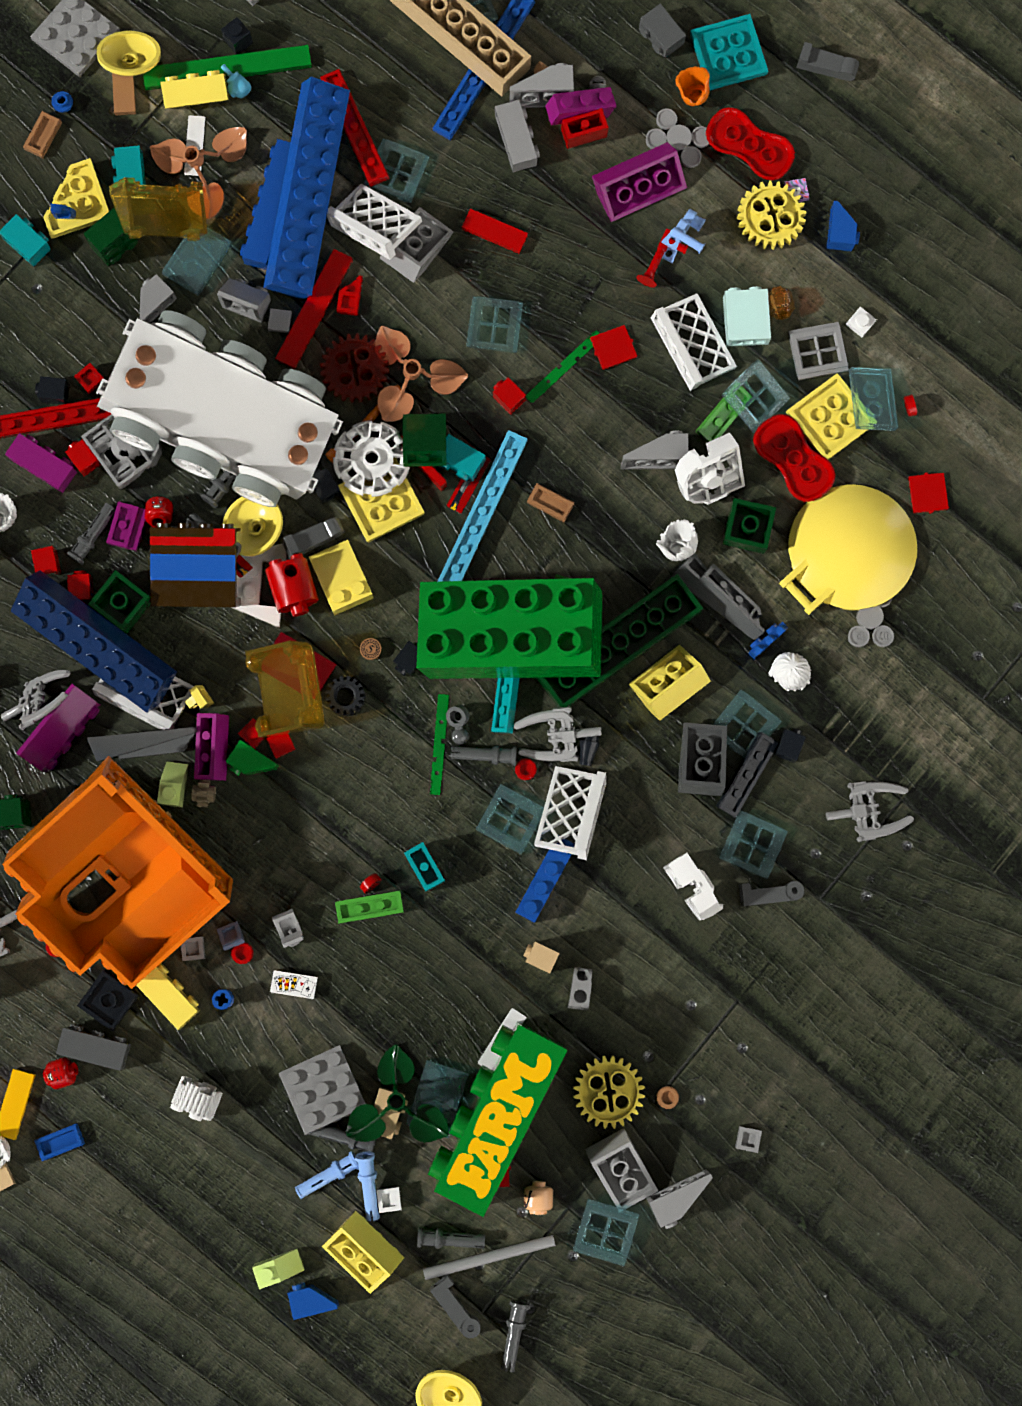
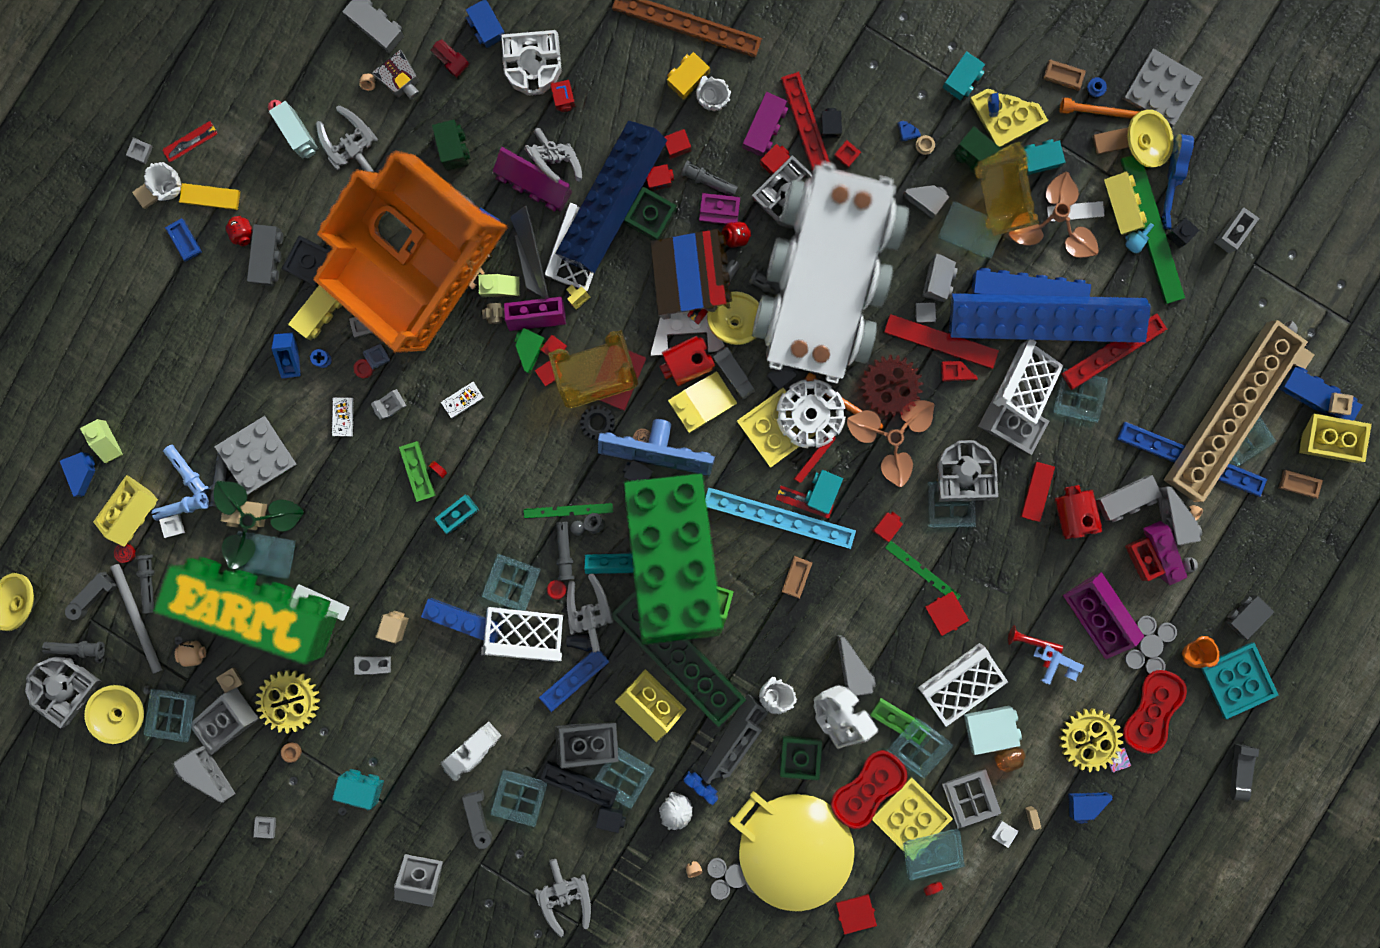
camera: 85 degrees right, 5 degrees up
(75, 310) = (907, 131): none -> blue tile
(77, 134) = (1068, 106): none -> orange piece
(94, 293) = (925, 145): none -> tan plate
(169, 30) = (1177, 171): none -> blue piece
(196, 1098) = (231, 349): white brick -> none
(213, 1038) = (286, 355): none -> blue slope
(296, 845) = (462, 400): none -> white tile
(386, 633) = (656, 450): none -> medium blue plate
(412, 1261) = (124, 554): none -> red tile
(424, 440) = (834, 457): dark green panel -> none
(474, 322) = (984, 485): none -> light grey connector
(524, 190) = (1078, 512): none -> red cylinder
(576, 1157) = (230, 680): none -> tan plate
(582, 1360) = (51, 687): none -> light grey connector
(600, 1310) = (102, 715): none -> light yellow dish
(629, 764) = (573, 679): none -> blue tile
(719, 1021) = (358, 789): none -> teal brick
(830, 970) = (418, 880): none -> light grey slope
(847, 288) = (1033, 818): none -> tan tile
(858, 661) = (693, 870): none -> light nougat hinge

